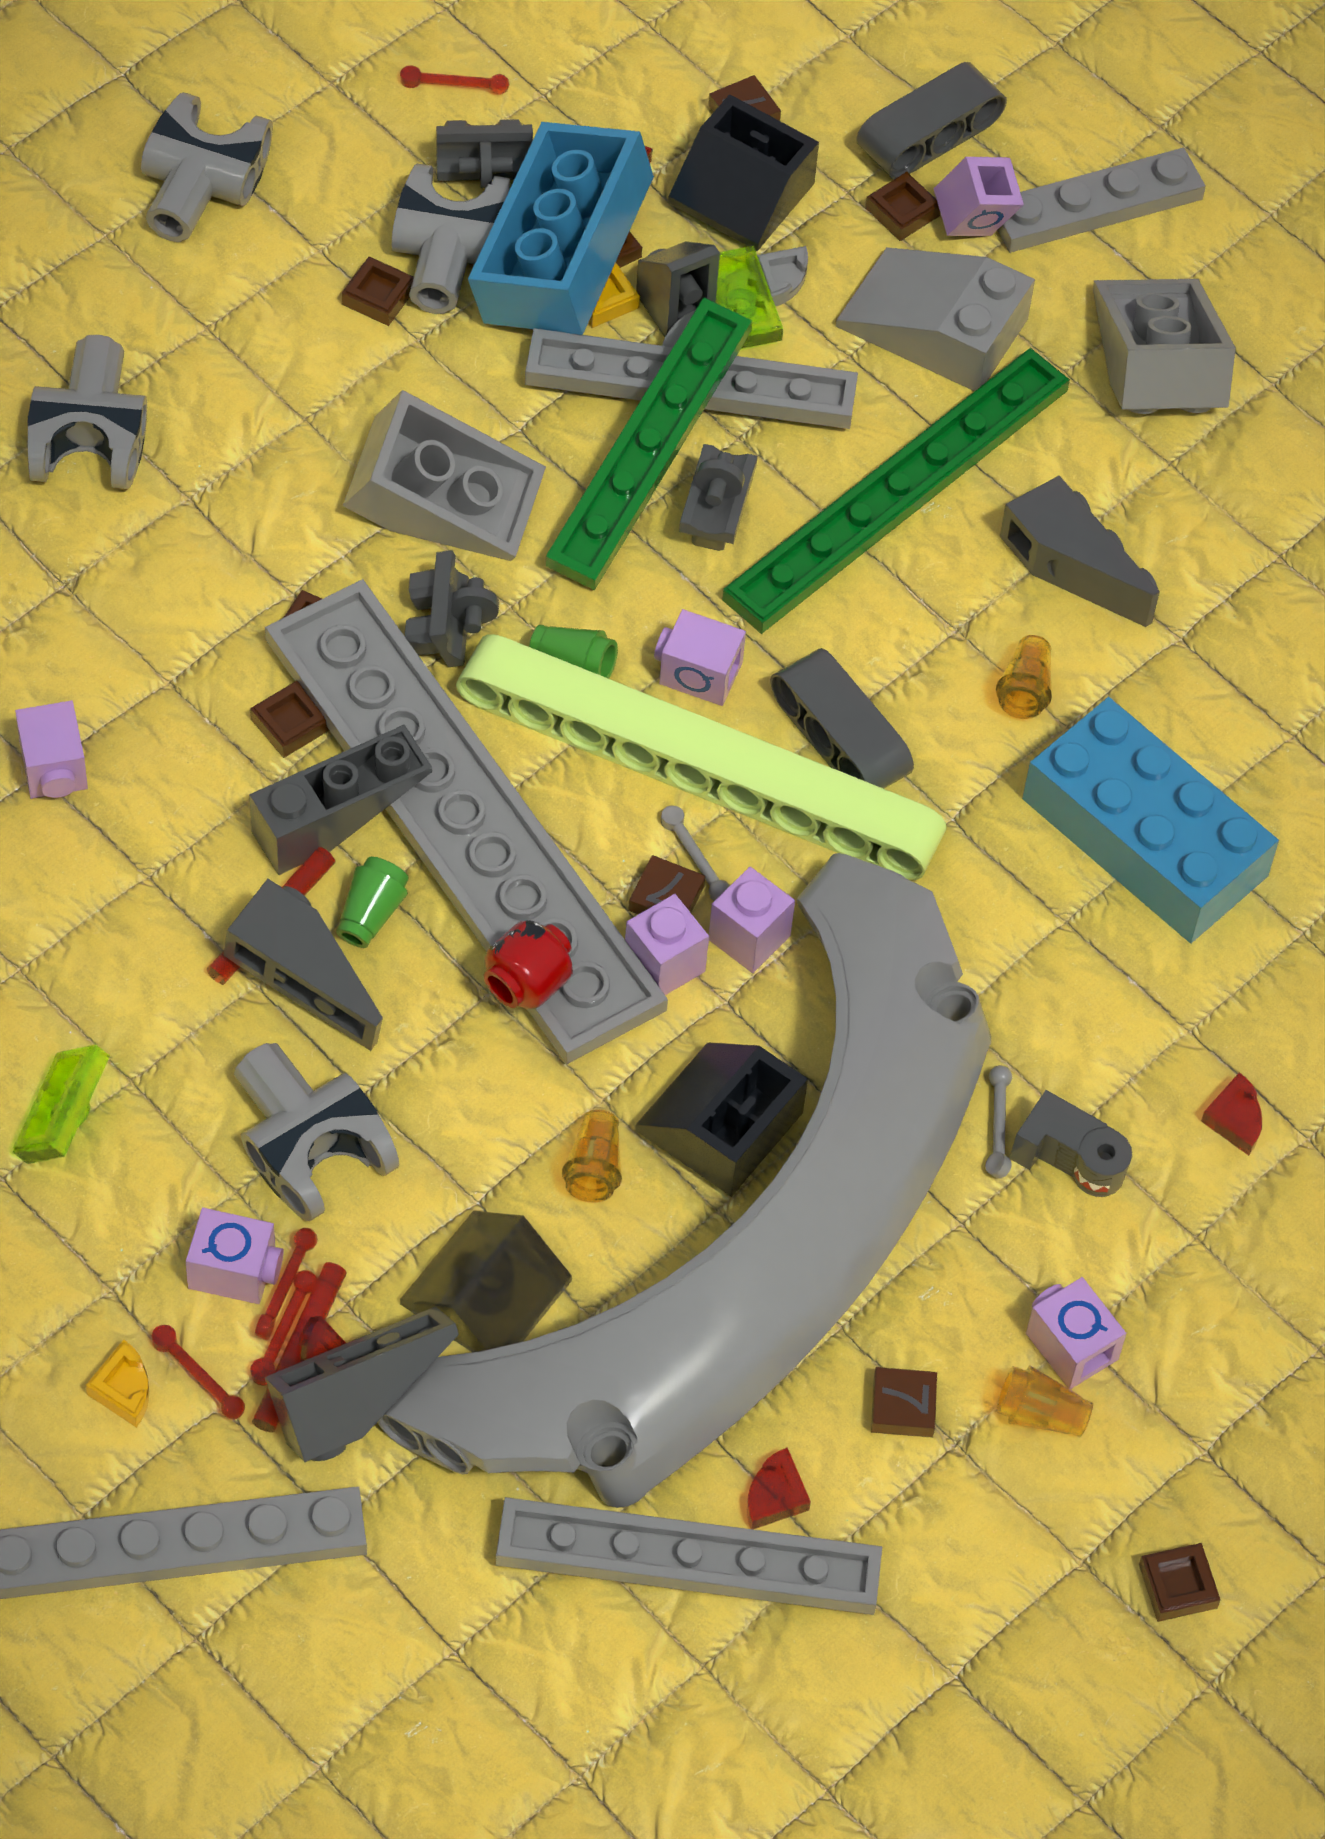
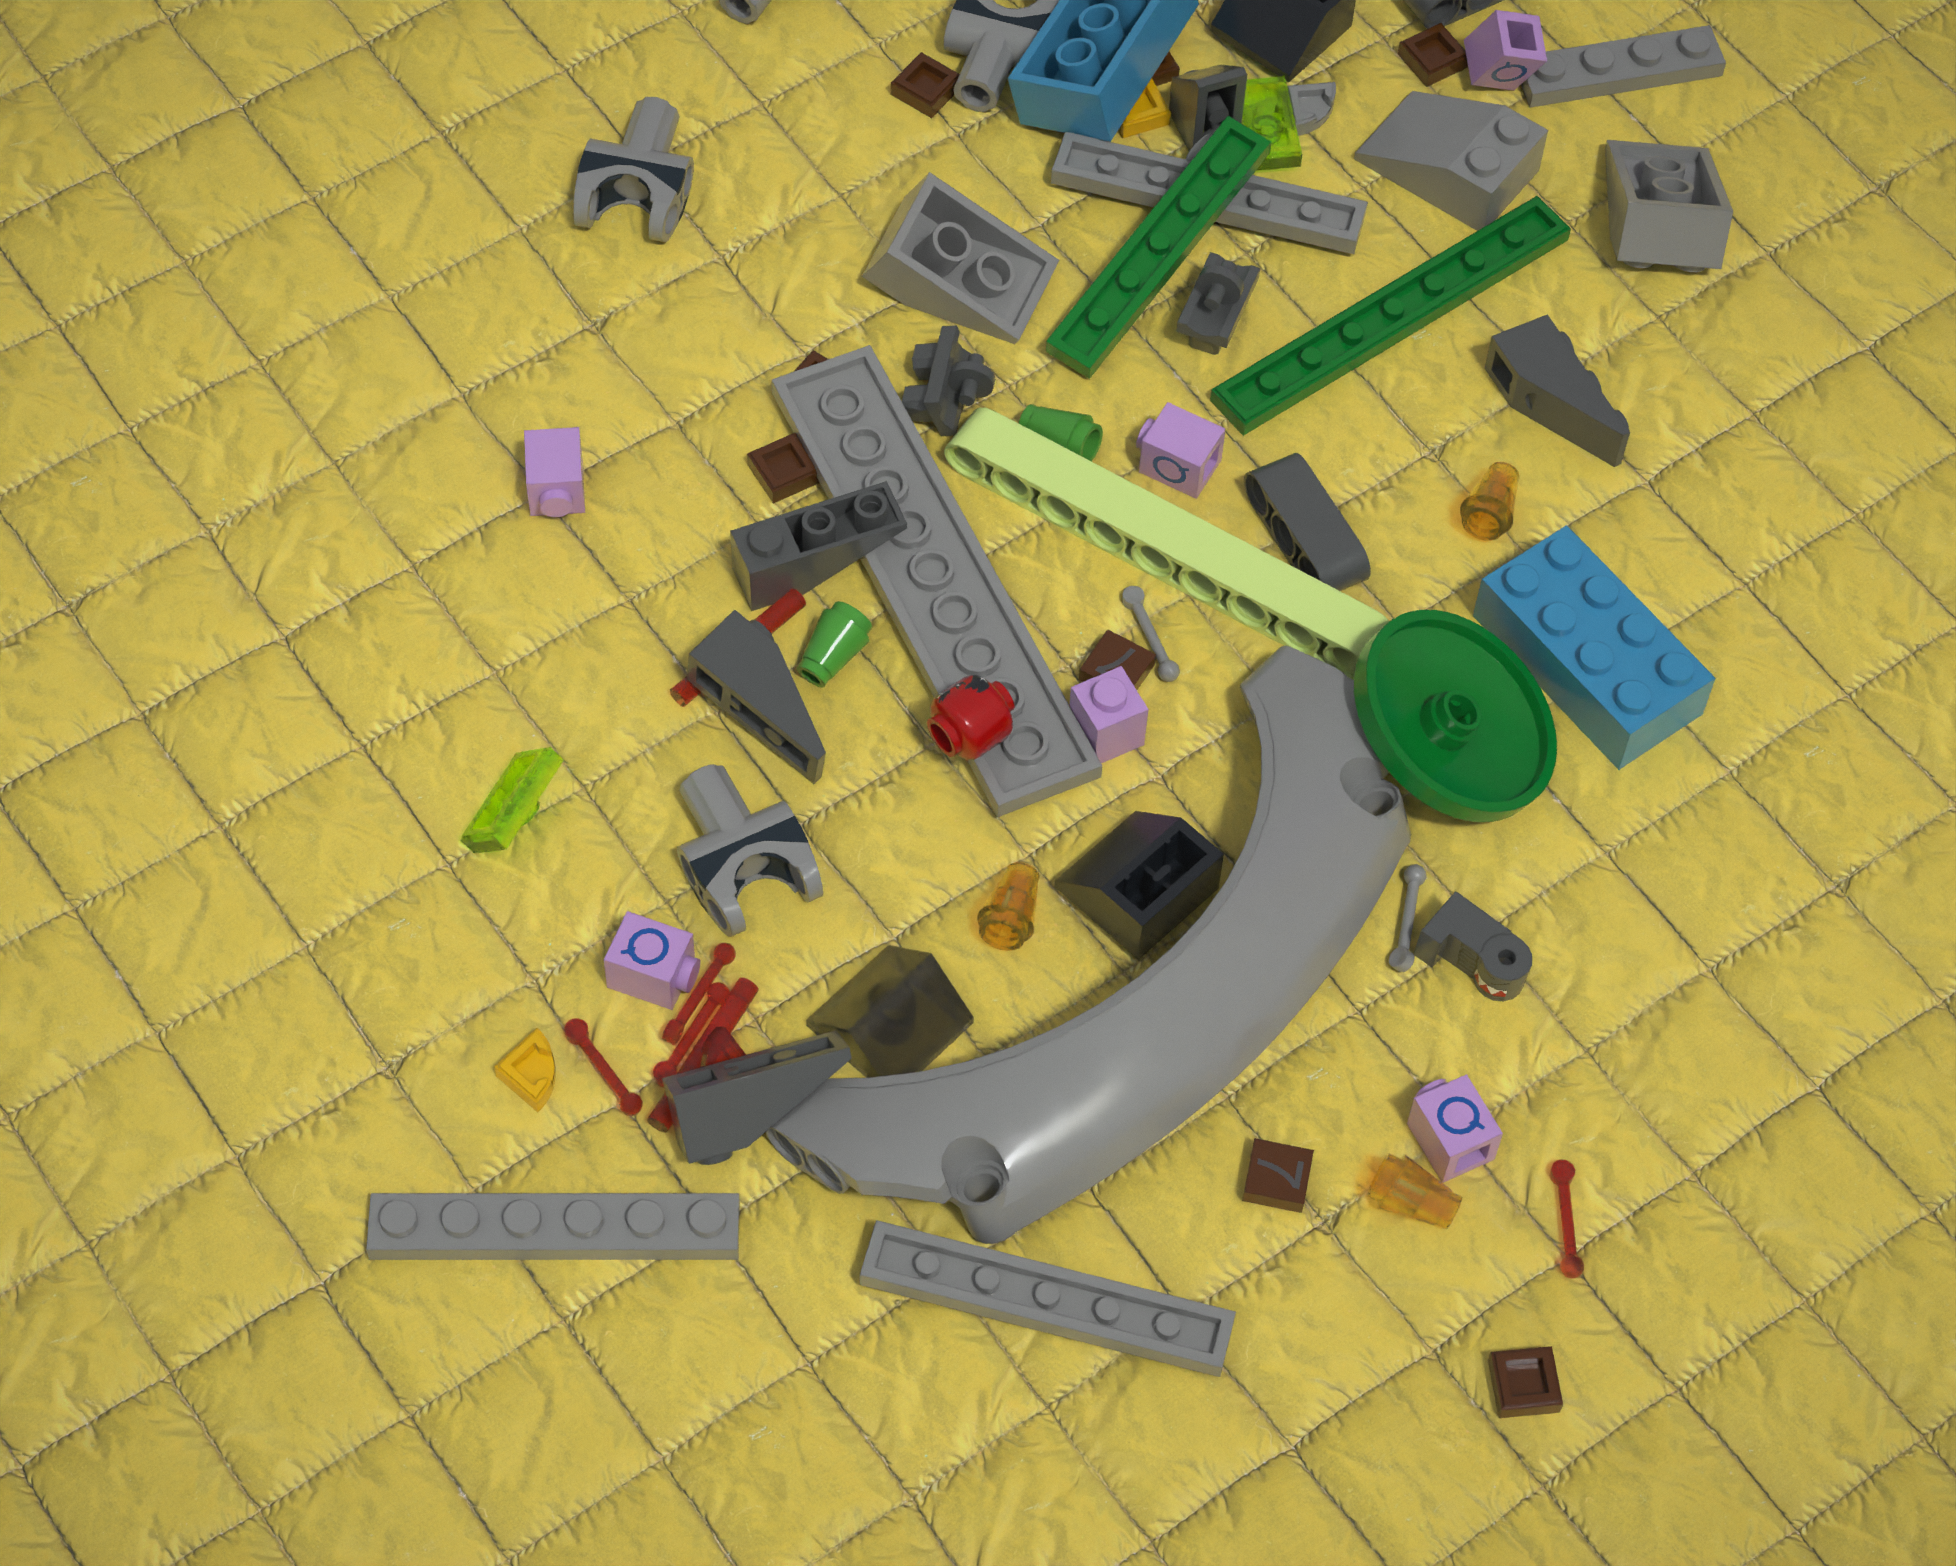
camera: 10 degrees right, 0 degrees up
(751, 919) = (1193, 699): lavender brick -> none
(776, 1491) = (1141, 1247): clear red tile -> none
(1021, 908) = (1455, 716): none -> green dish
(1188, 1367) = (1562, 1175): none -> clear red hinge
(1236, 1114) = (1641, 937): clear red tile -> none

